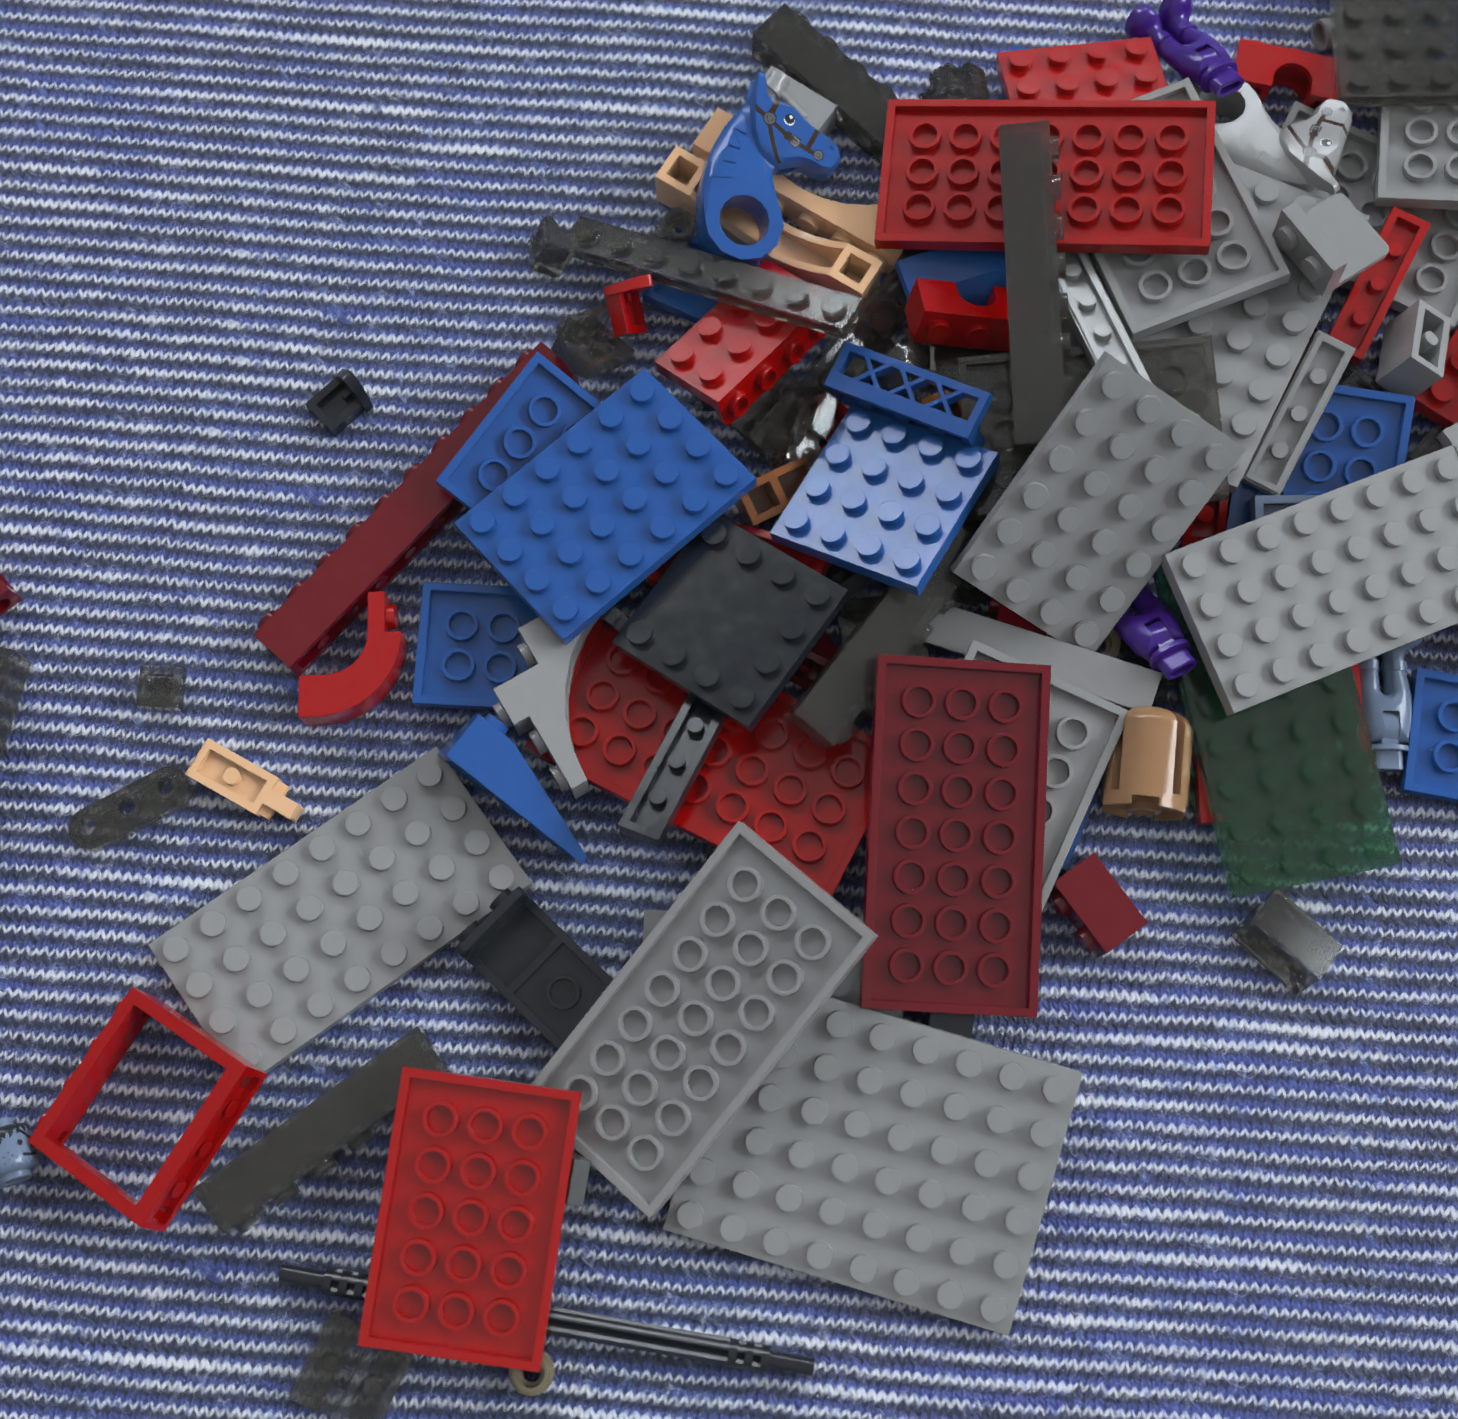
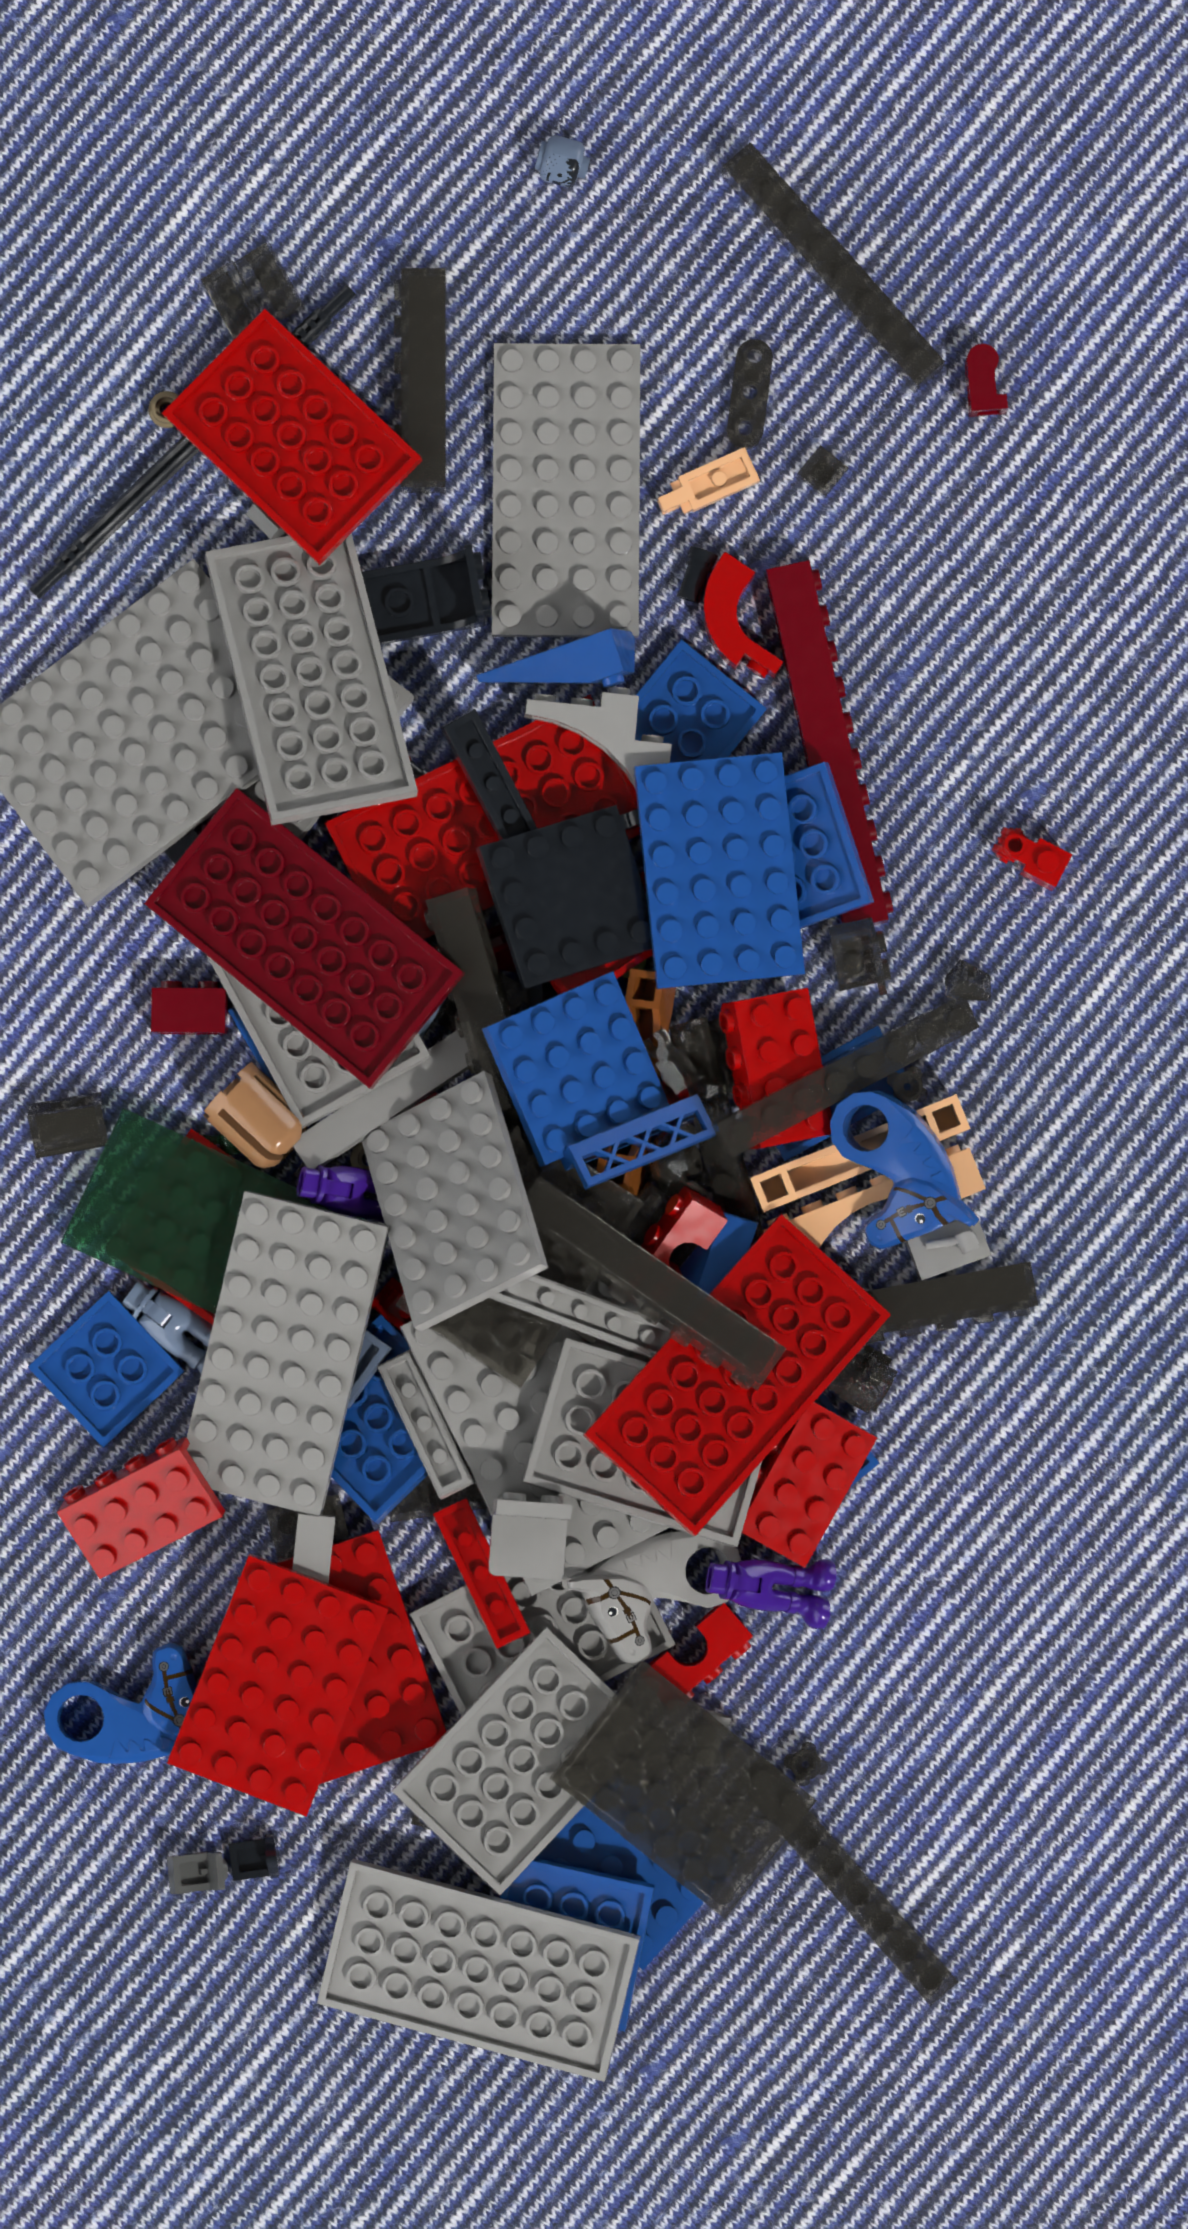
camera: 130 degrees right, 10 degrees up
(198, 1142) = (470, 293): red window -> none
(329, 738) = (699, 566): none -> black pin
(339, 402) = (956, 744): black tile -> none
(395, 262) = (1040, 859): none -> red brick
(626, 307) = (873, 1004): red tile -> none
(1413, 350) = (412, 1559): light grey brick -> none

